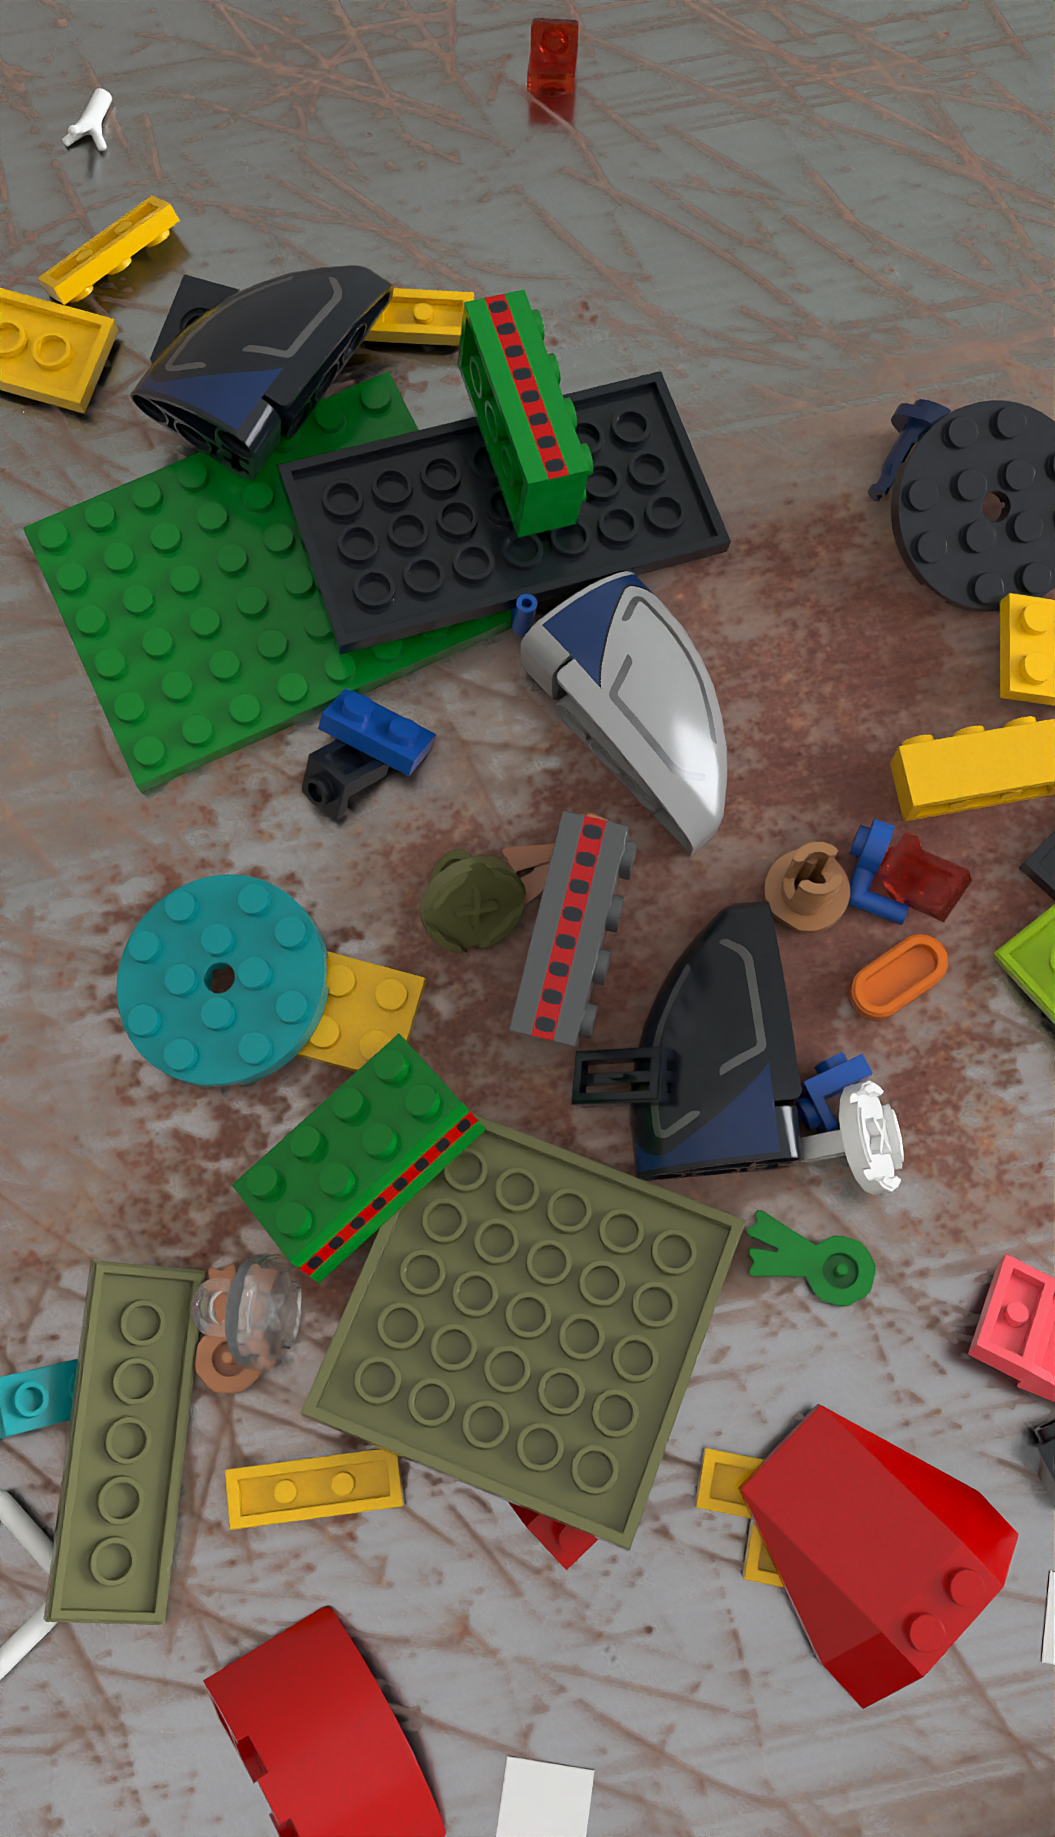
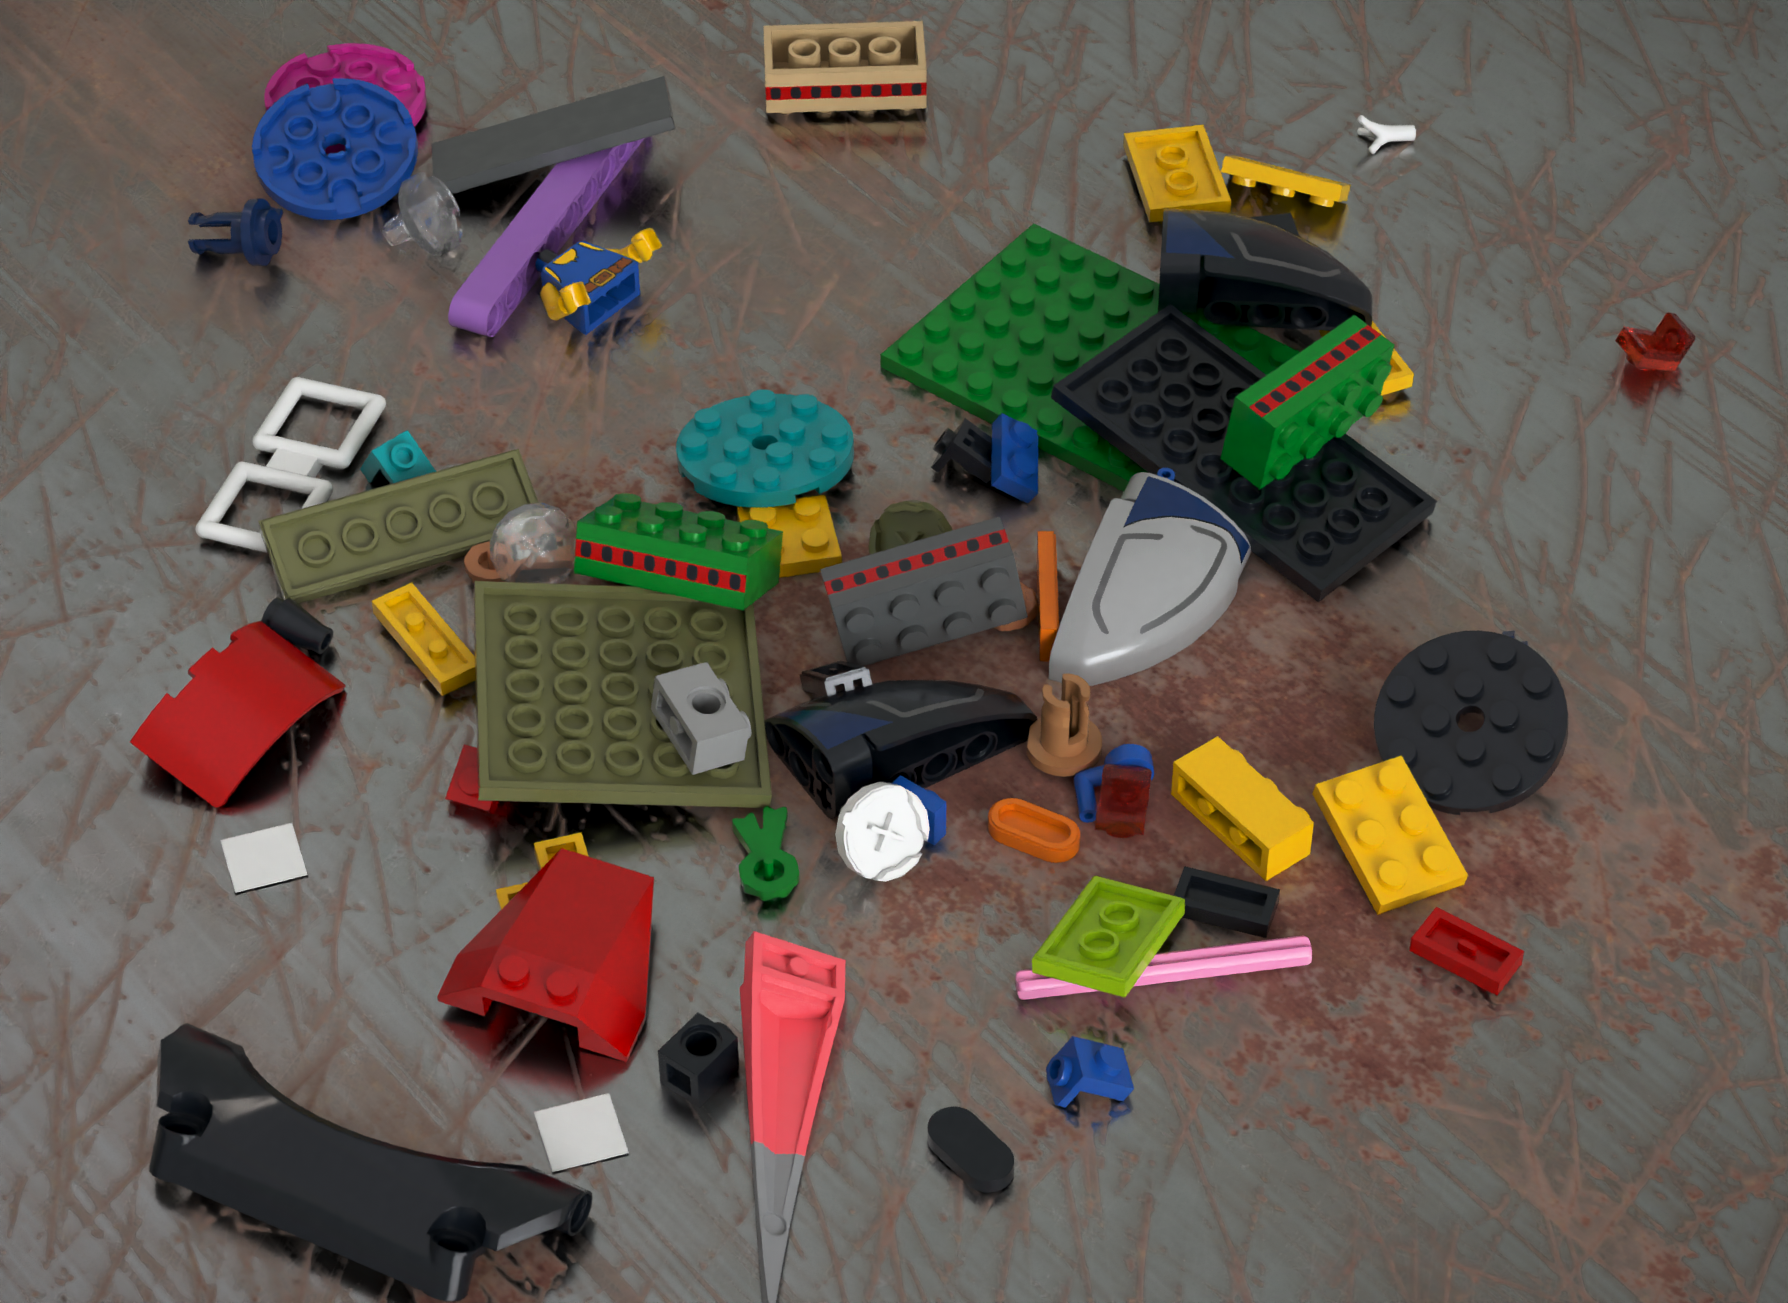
camera: 60 degrees right, 30 degrees down
(216, 1633) = (297, 625): none -> black cone
(591, 797) = (1047, 592): none -> orange tile
(605, 1271) = (700, 717): none -> light grey brick

